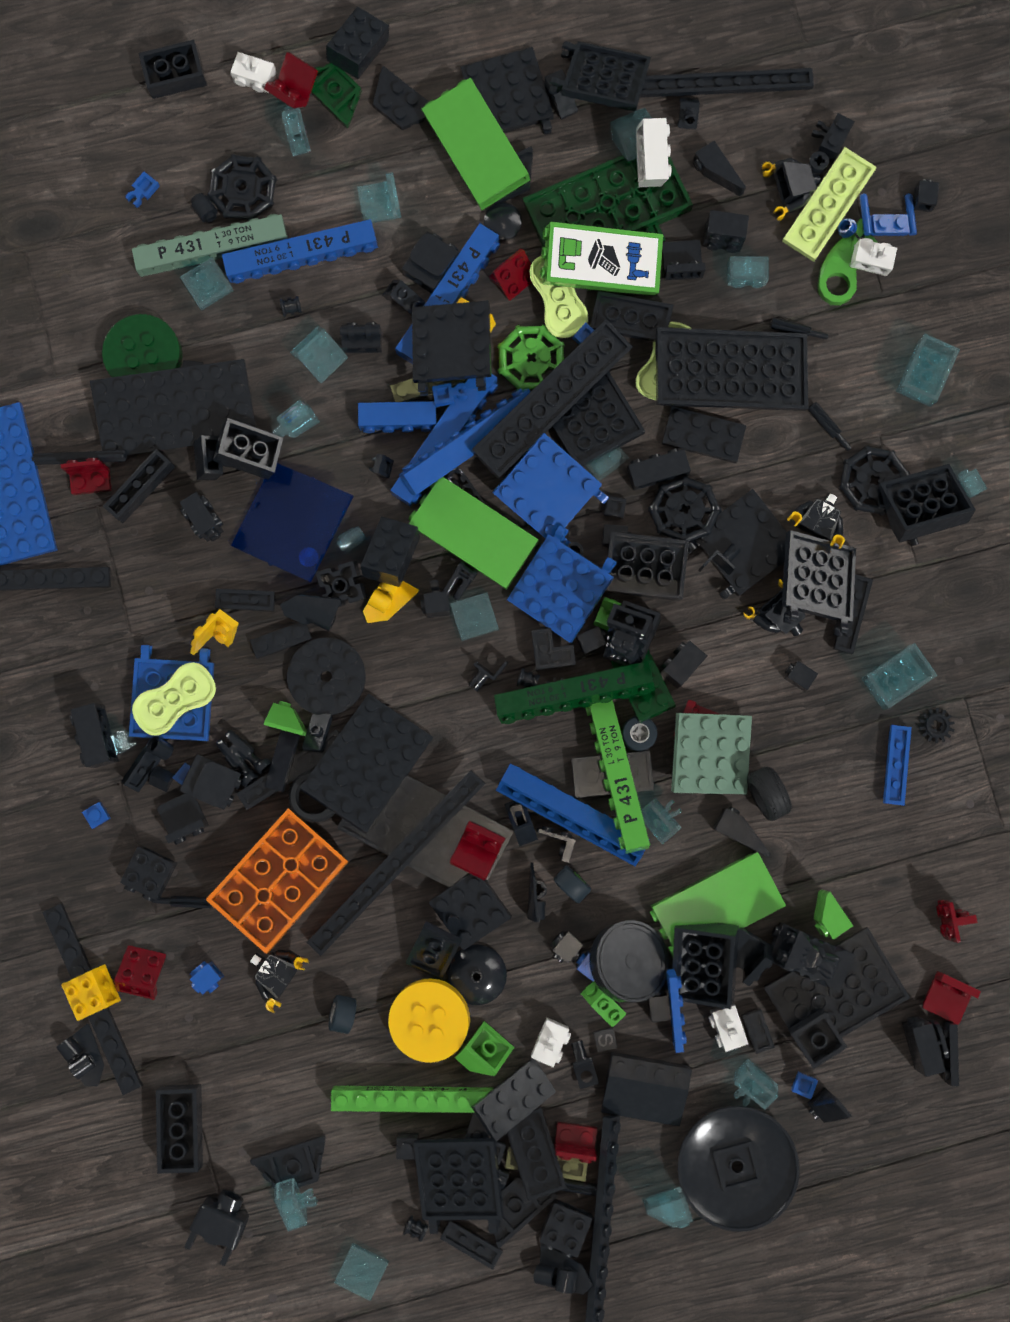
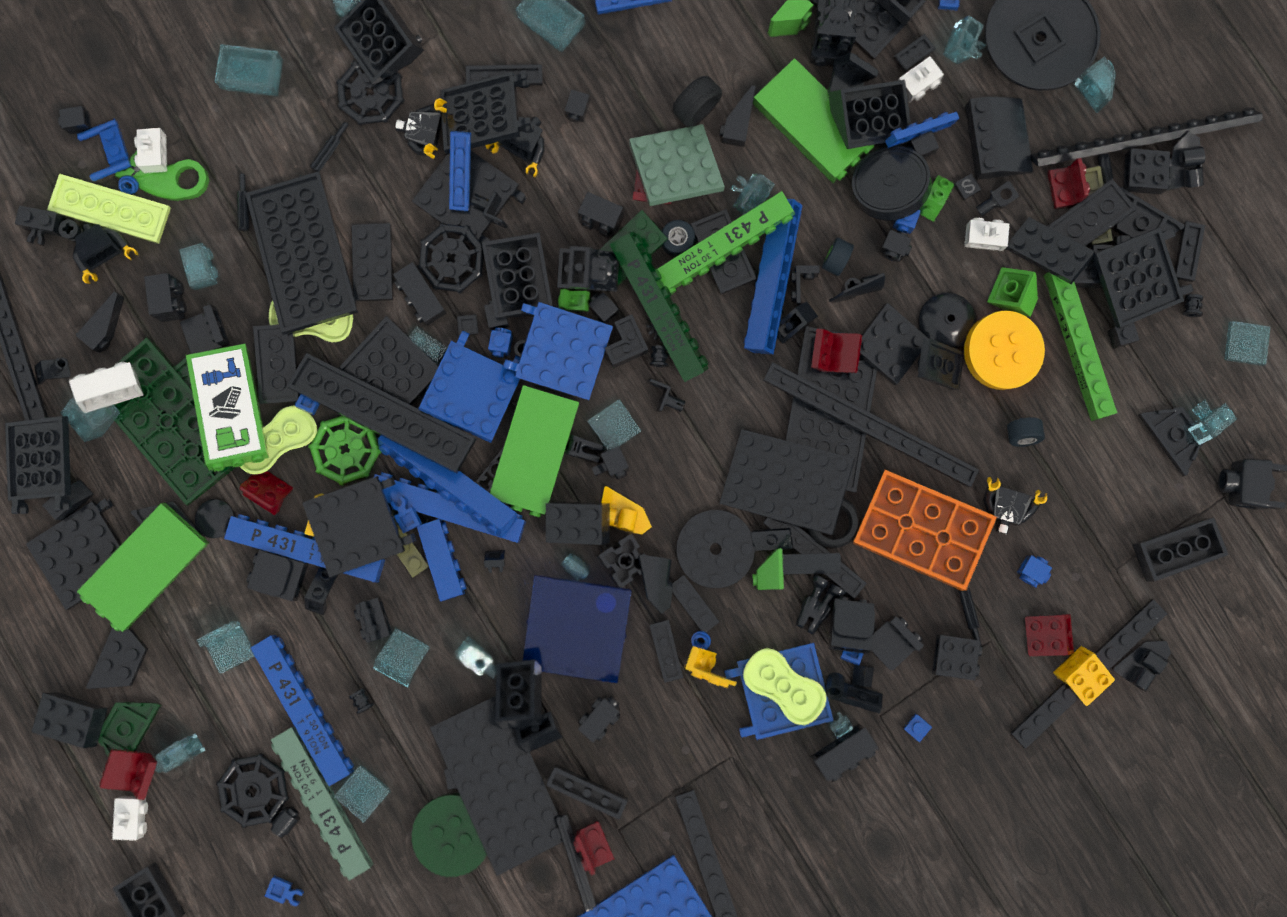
camera: 105 degrees left, 0 degrees up
(241, 631) = (695, 642): none -> blue plate
(587, 532) = (500, 342): none -> blue brick
(766, 540) = (459, 170): none -> blue tile

